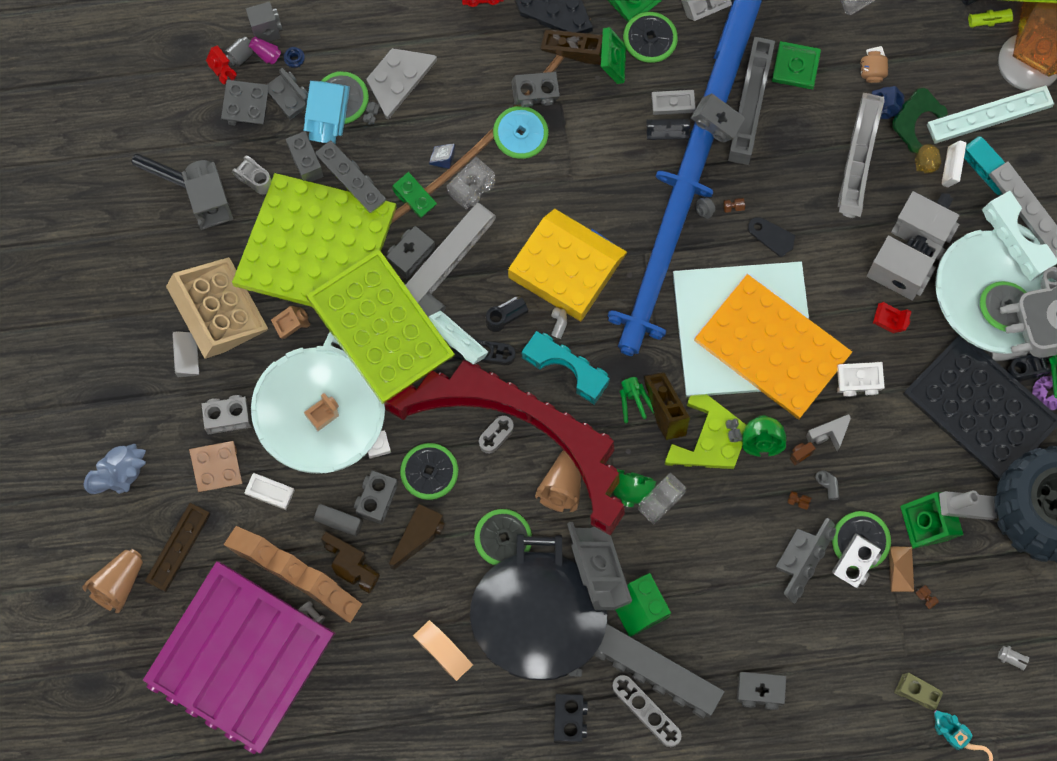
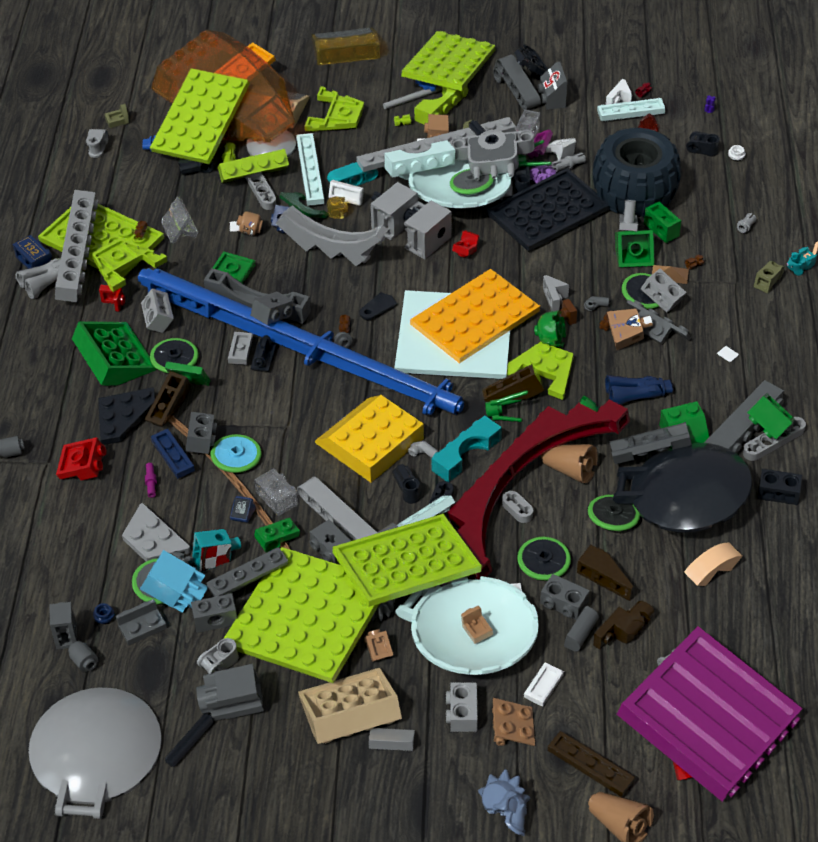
camera: 80 degrees left, 25 degrees down
(144, 90) = (94, 748): none -> light grey dish
(219, 64) = (89, 672): red plate -> none
(244, 102) = (140, 655): dark grey hinge -> none
(266, 51) = (91, 631): magenta cone -> none
(293, 571) = (631, 655): medium nougat arch -> none
(378, 131) = (213, 549): none -> torso
(470, 57) = (150, 480): none -> magenta bar
(507, 68) = (172, 453): none -> dark blue plate
(661, 498) = (594, 390): clear brick -> none
(661, 701) = (770, 416): none -> green slope
(695, 557) = (629, 389): none -> dark blue piece
(734, 434) = (548, 345): dark grey piece -> none
(773, 684) = (762, 363): dark grey brick -> none
(778, 649) = (727, 354): none -> white sticker
(782, 521) = (627, 326): none -> medium nougat torso
(860, 378) = (514, 267): white bracket -> none
(949, 66) = (262, 185): none -> light grey beam
(981, 63) = (251, 165): none -> lime arch
(982, 548) = (662, 222): none -> green brick

